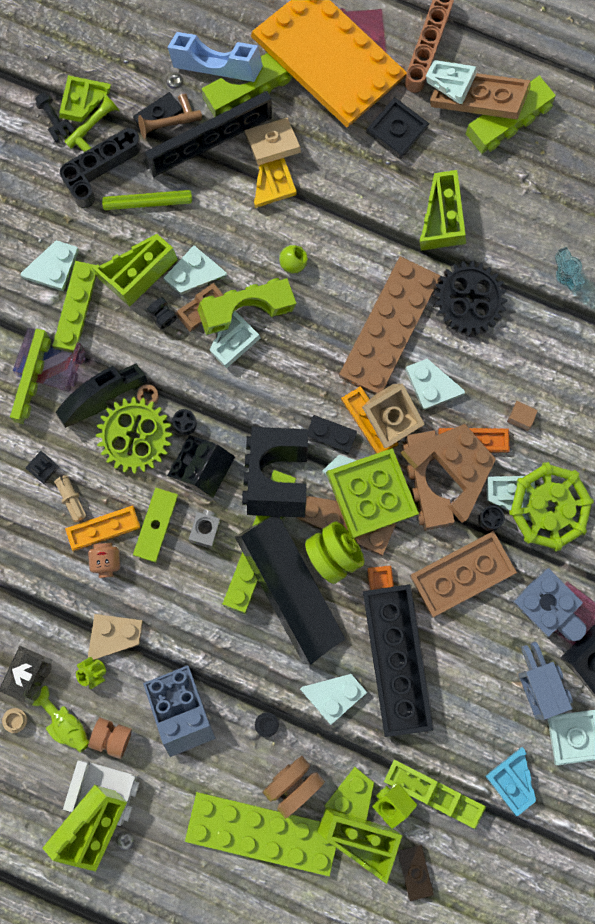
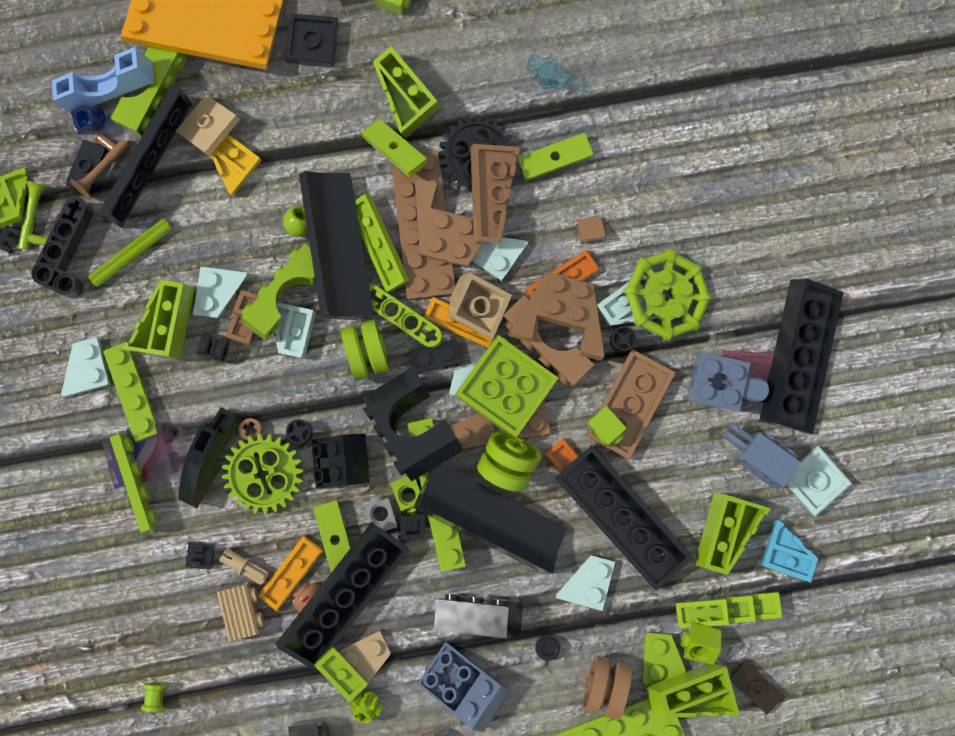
camera: 30 degrees left, 5 degrees up
(43, 531) = (240, 611): none -> tan brick
(89, 632) = (341, 674): none -> lime plate
(132, 571) = (343, 595): none -> black arch
(184, 79) = (88, 119): none -> clear blue plate
(223, 553) = (411, 525): none -> black tile
(228, 660) = (478, 616): none -> wedge
(234, 516) = (398, 487): none -> lime brick
(276, 390) = (361, 351): none -> lime wheel
(310, 296) = (335, 245): none -> black arch
(324, 385) = (403, 314): none -> lime beam
(345, 316) = (379, 244): none -> lime plate
(407, 250) = (394, 148): none -> lime tile
(407, 347) = (442, 233): none -> medium nougat wing
(431, 577) = (607, 427): none -> lime brick
(466, 325) = (491, 182): none -> medium nougat wing
(475, 727) = (727, 531): none -> lime wedge
(545, 342) = (569, 152): none -> lime tile

